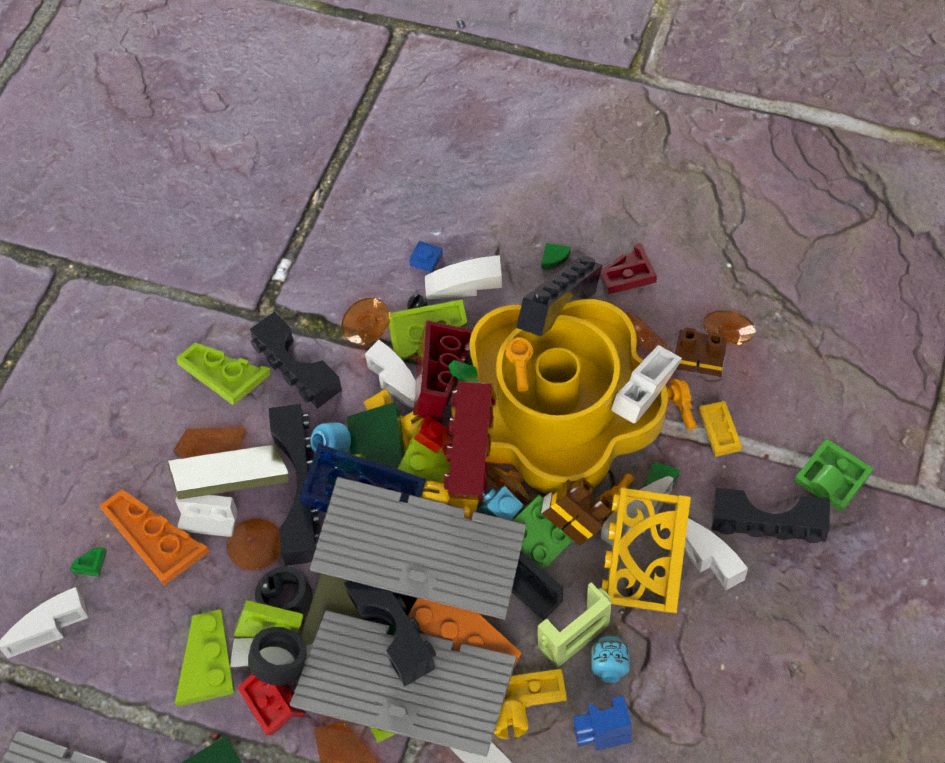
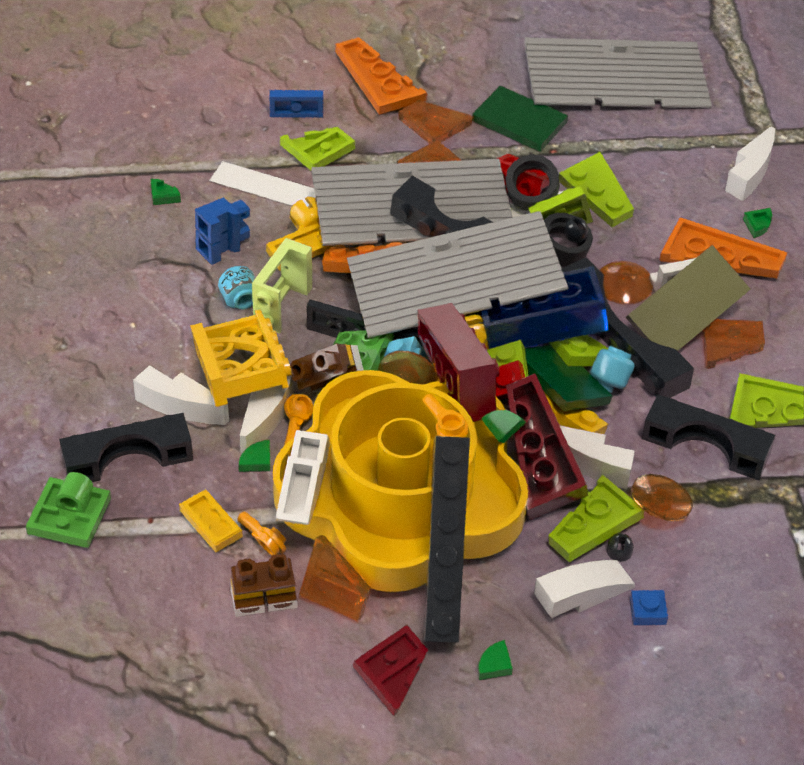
camera: 150 degrees right, 10 degrees down
(732, 325) = (235, 613): clear orange dish -> none

